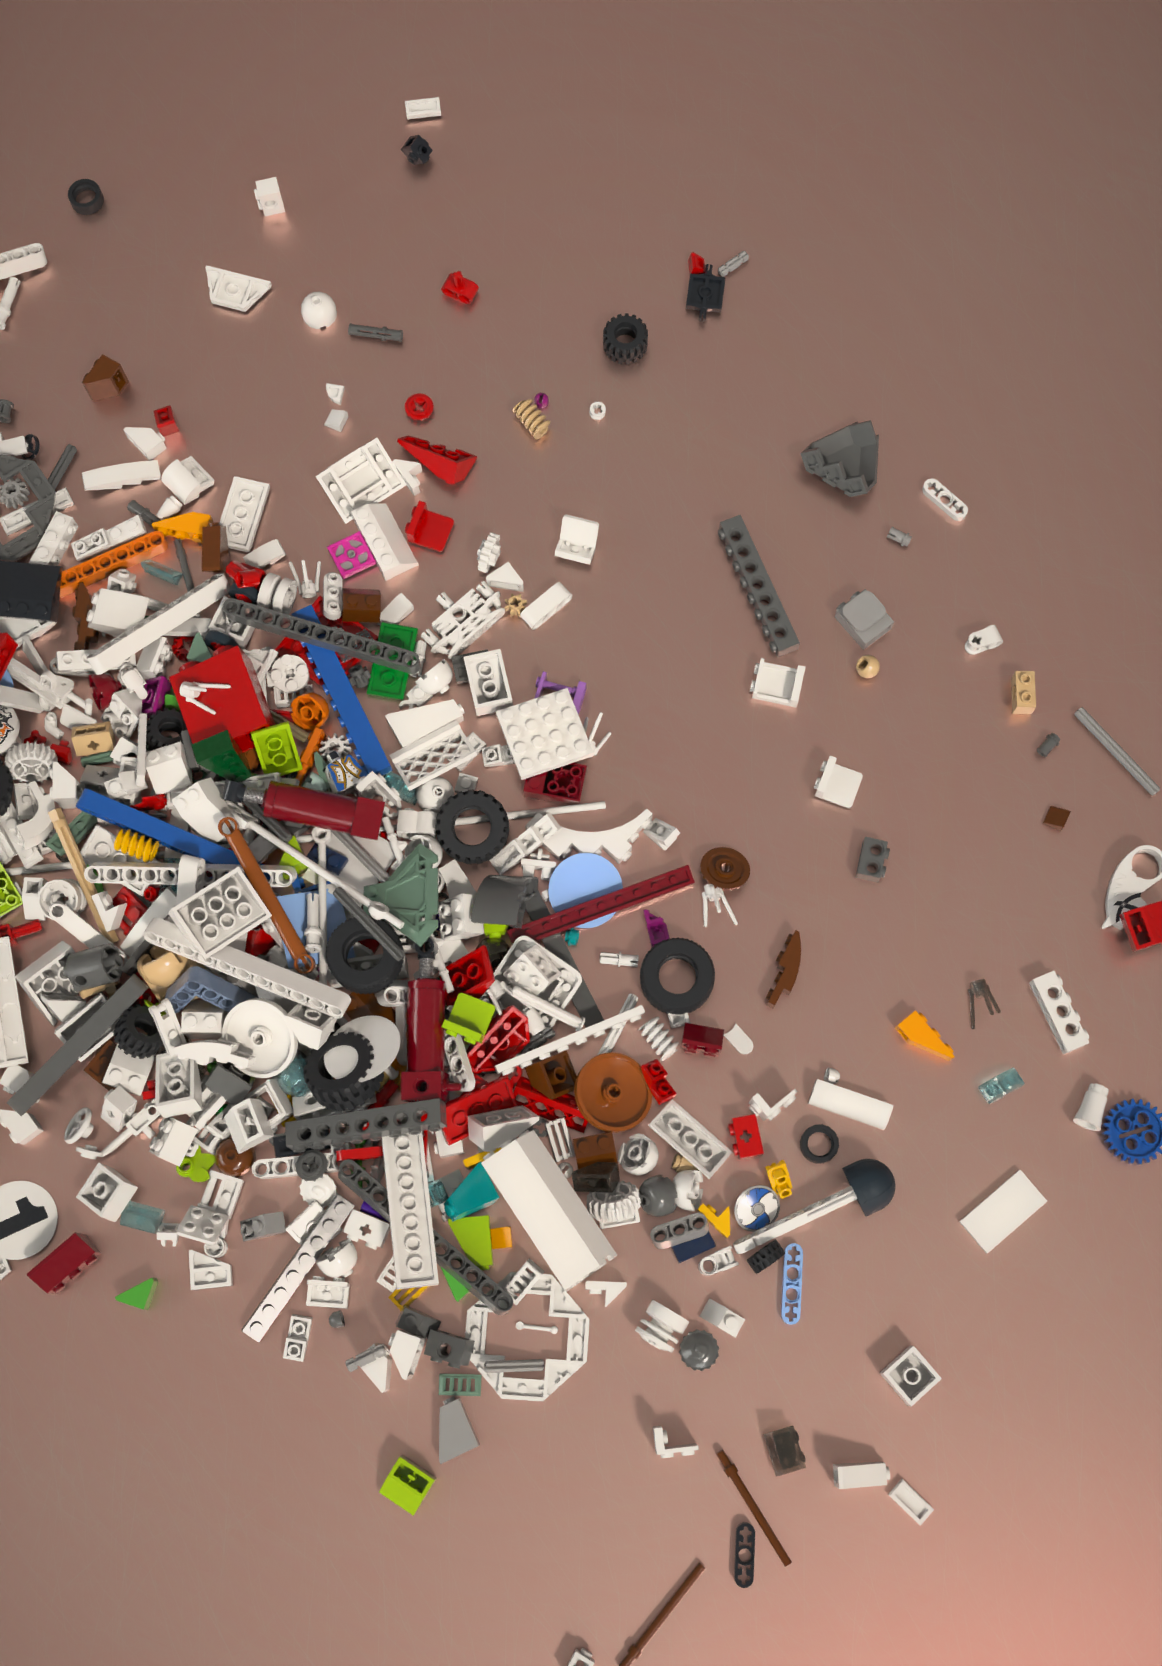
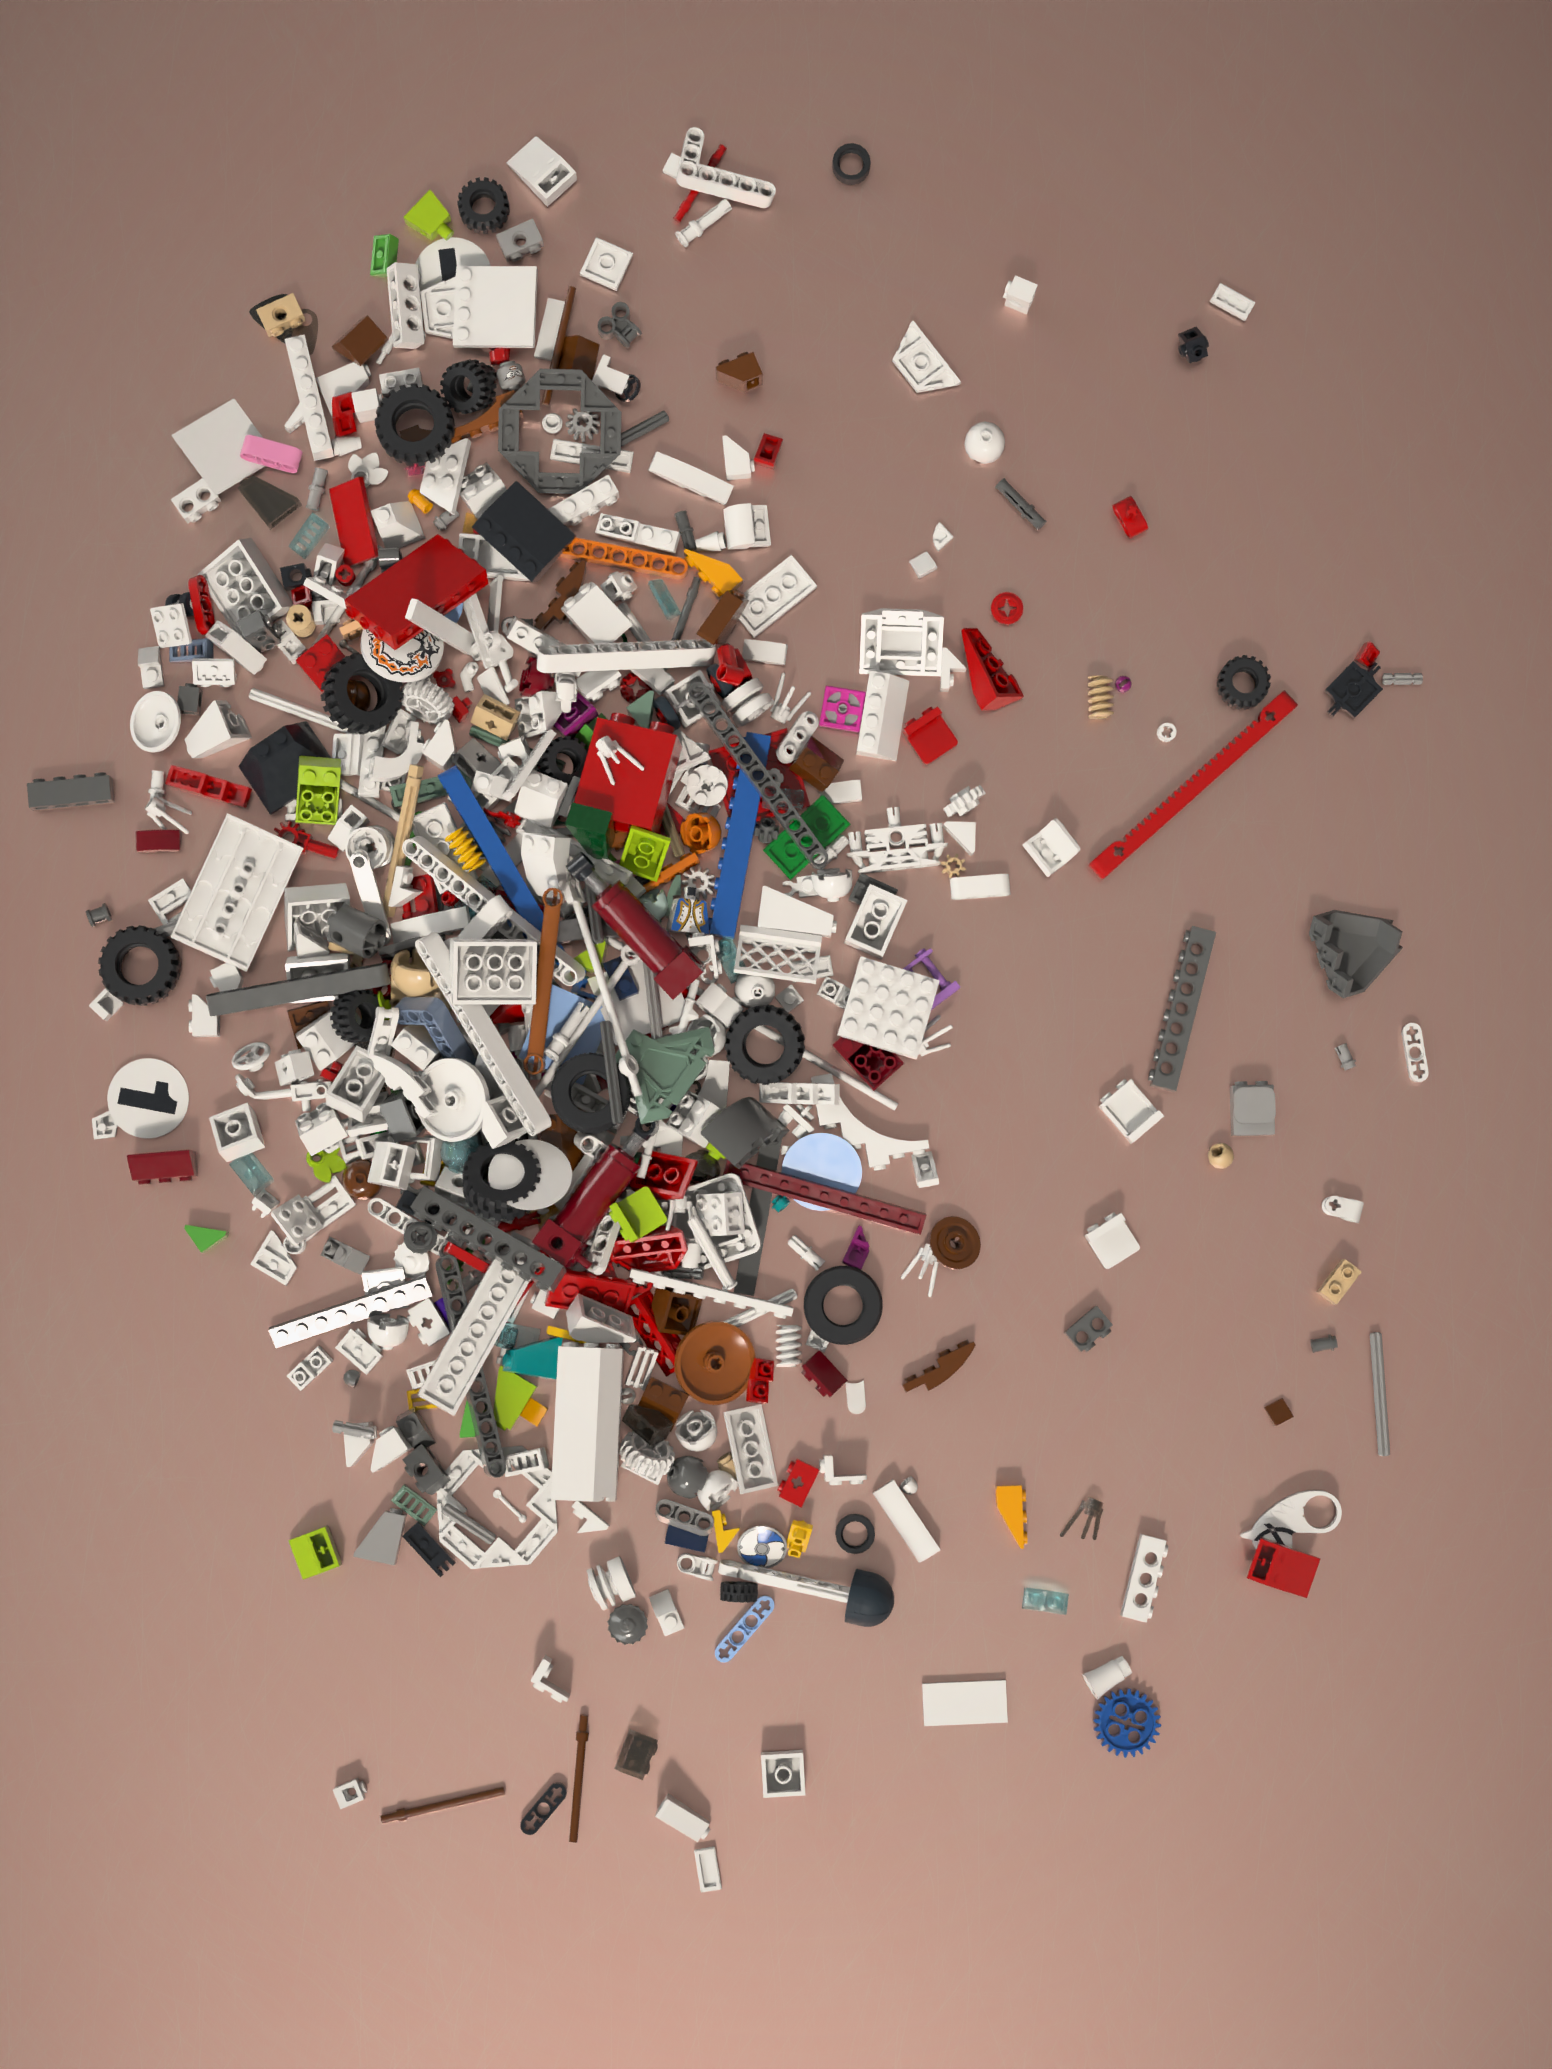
camera: 30 degrees right, 10 degrees up
(496, 1411) = (428, 1548): none -> black hinge
(625, 522) = (1278, 708): none -> red gear

